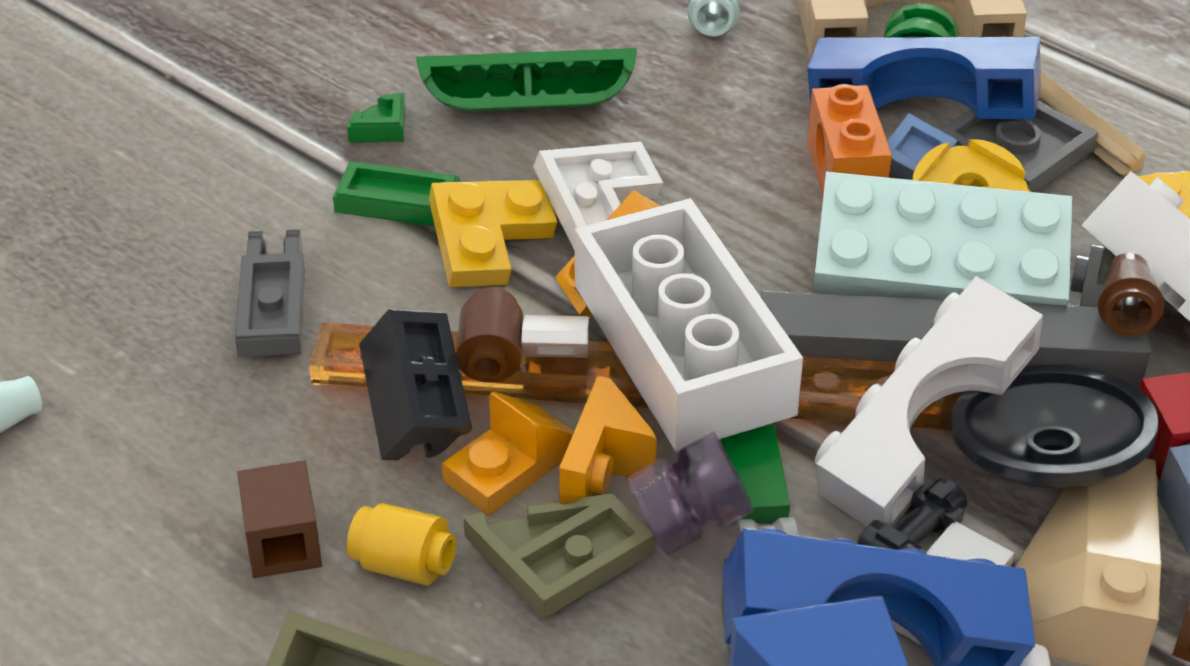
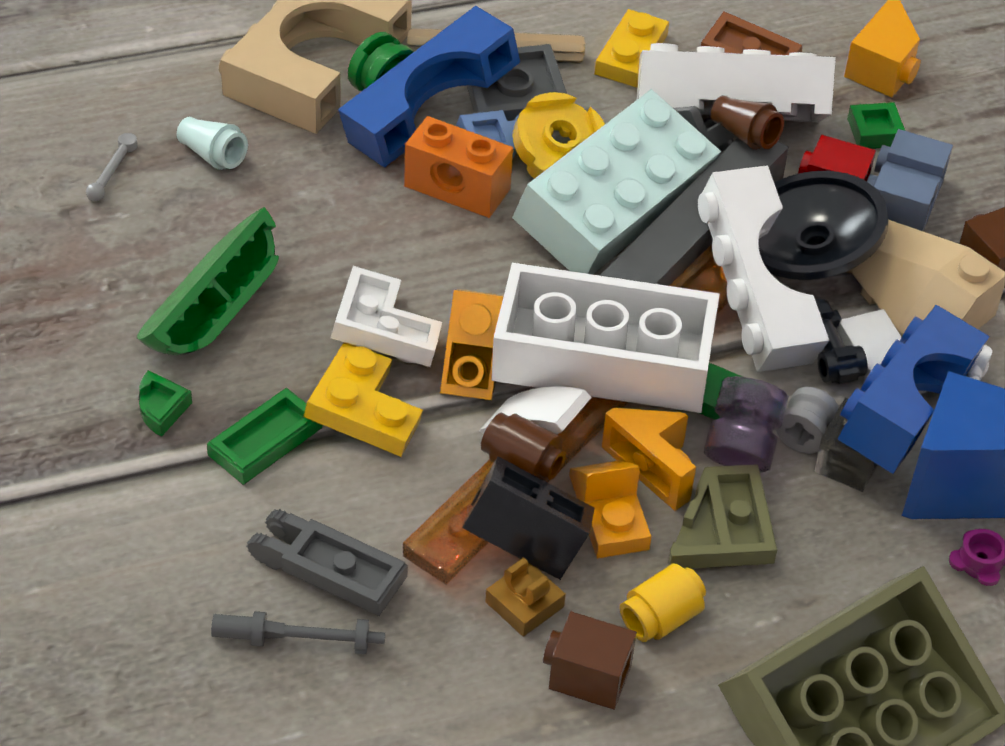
camera: 60 degrees left, 5 degrees up
(163, 288) = (259, 628): none -> dark grey piece
(339, 442) = (525, 597): none -> pearl gold tile

